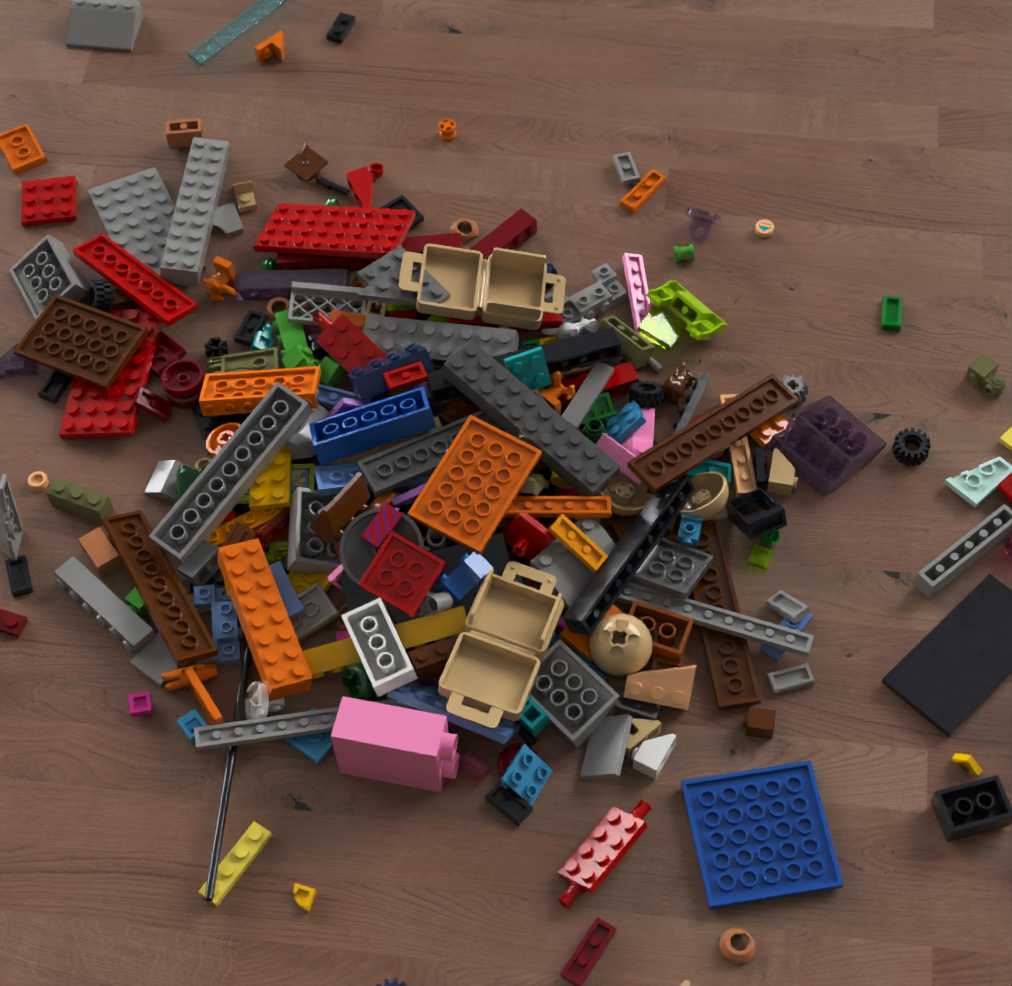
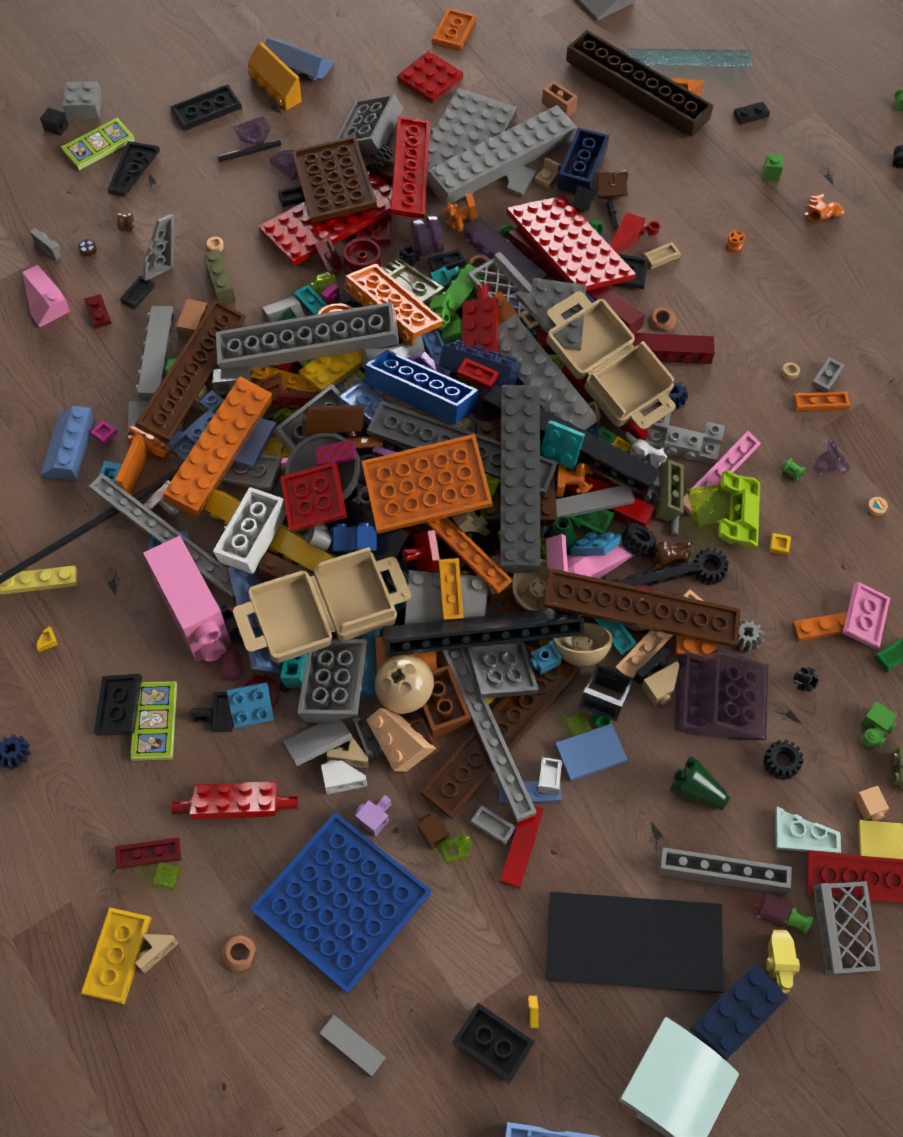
camera: 45 degrees right, 5 degrees up
(121, 741) = (68, 444): none -> medium blue slope
(174, 429) = (322, 282): none -> clear neon green head
(181, 451) = (310, 299): none -> teal plate
(192, 432) = (331, 294): none -> dark pink plate
(215, 318) = (427, 235): none -> clear purple wheel
(230, 71) = (639, 83): none -> dark brown brick
(264, 164) = (583, 160): none -> dark blue brick
(299, 191) = (583, 198): none -> black brick
(406, 184) = (662, 255): none -> tan tile
(409, 54) = (772, 167): none -> bright green brick
(428, 879) = (118, 704): none -> black plate
(467, 863) = (155, 722): none -> tile
(479, 58) = (819, 210): none -> orange animal
(497, 820) = (201, 714): none -> black slope
(597, 189) = (790, 371): none -> tan tile
(622, 952) = (167, 876): none -> clear neon green plate
(709, 757) = (373, 816): none -> lavender brick
(716, 360) = (716, 558): none -> black tyre
(735, 311) = (780, 544): none -> yellow tile
(788, 709) = (463, 843): none -> clear neon green bracket
(791, 566) = (591, 752): none -> medium blue tile
(828, 338) = (819, 627): none -> orange plate
(830, 676) = (521, 849): none -> red tile
(846, 305) = (866, 615): none -> bright pink tile
(862, 381) = (806, 679): none -> black gear
(884, 514) = (699, 785): none -> dark green cone
(888, 915) = (353, 1045): none -> light grey tile
(938, 364) = (878, 721): none -> bright green brick
(994, 420) = (871, 804): none -> light nougat brick

